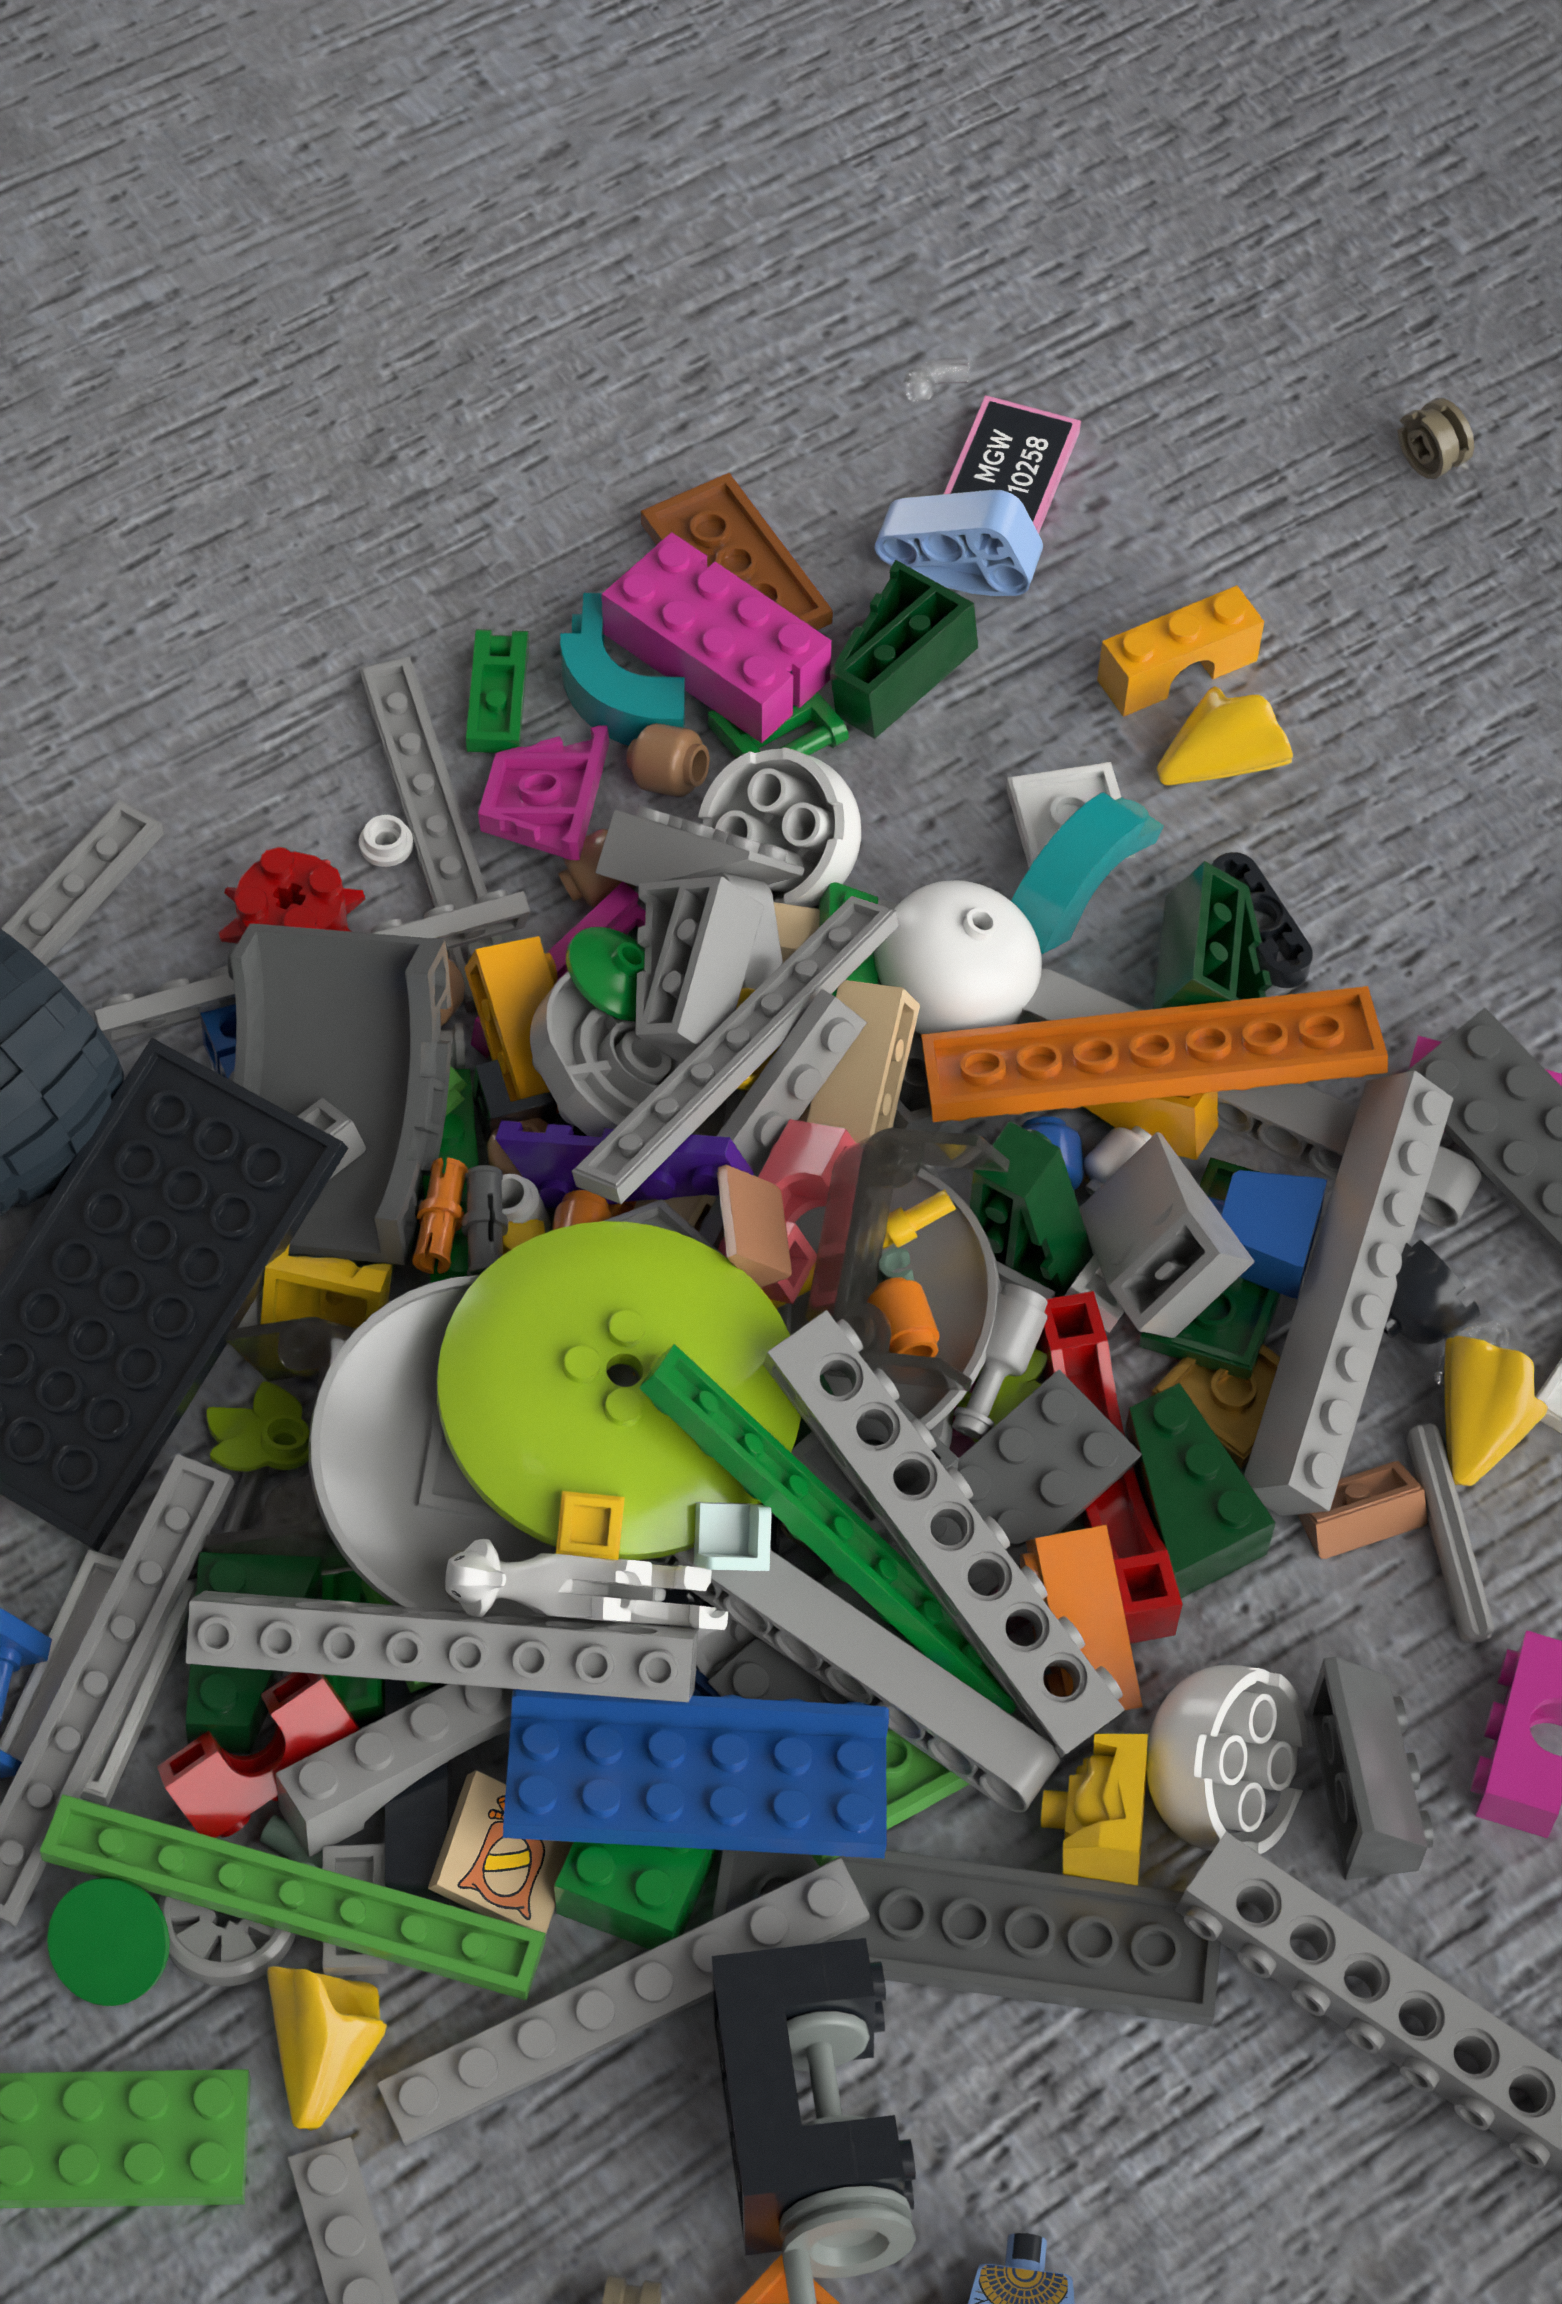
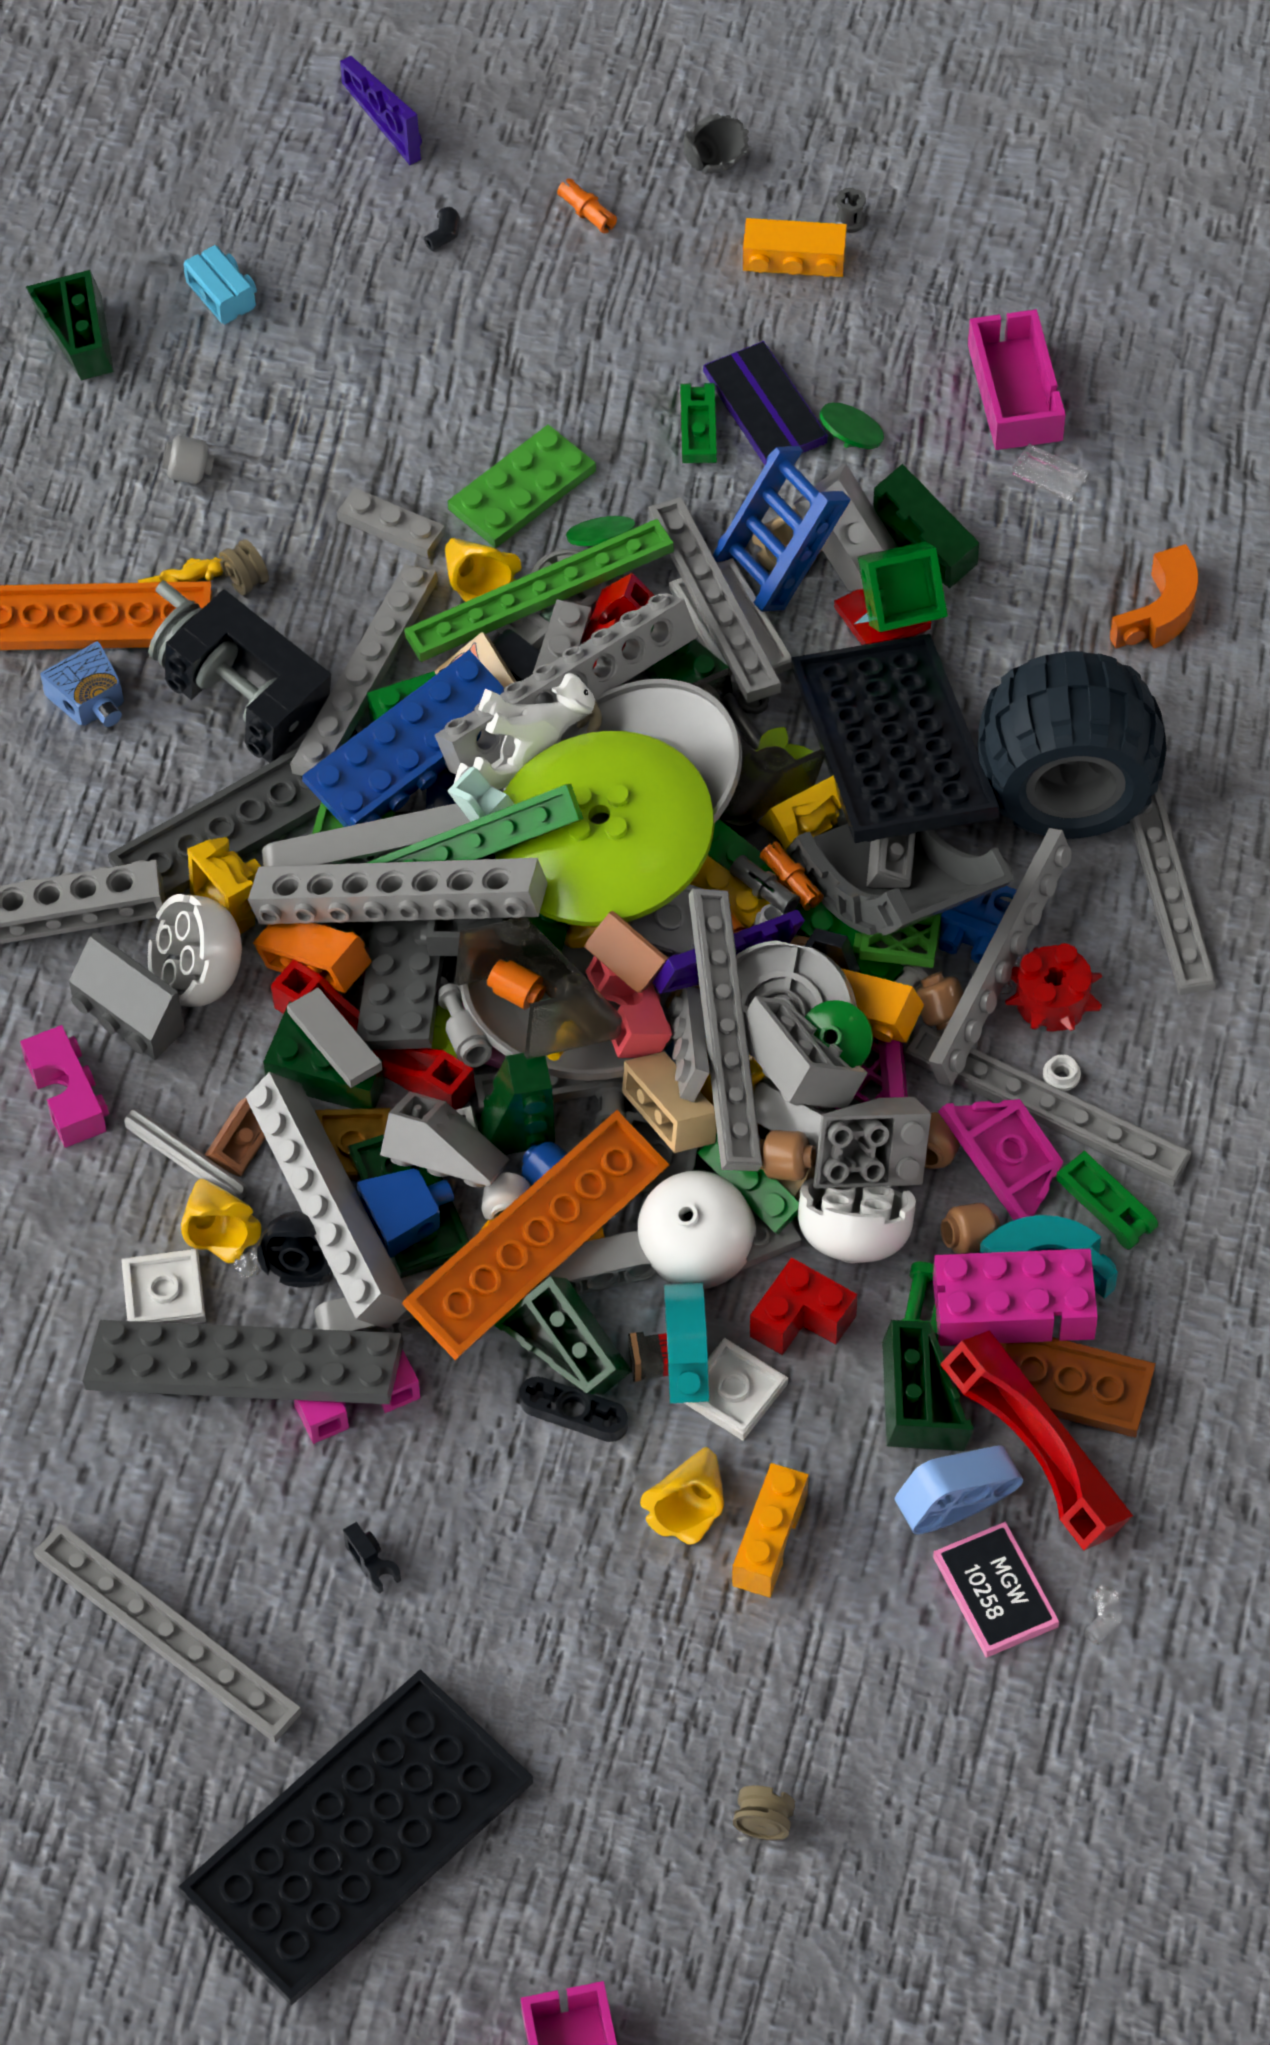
camera: 140 degrees right, 0 degrees up
(590, 1525) = (546, 751): yellow tile -> none
(800, 902) = (787, 1155): none -> medium nougat head
(852, 445) = (1082, 1494): none -> red arch
(929, 827) = (800, 1300): none -> red brick
(1129, 900) = (648, 1356): none -> clear smoke leg
(1171, 1460) = (334, 1037): none -> light grey tile

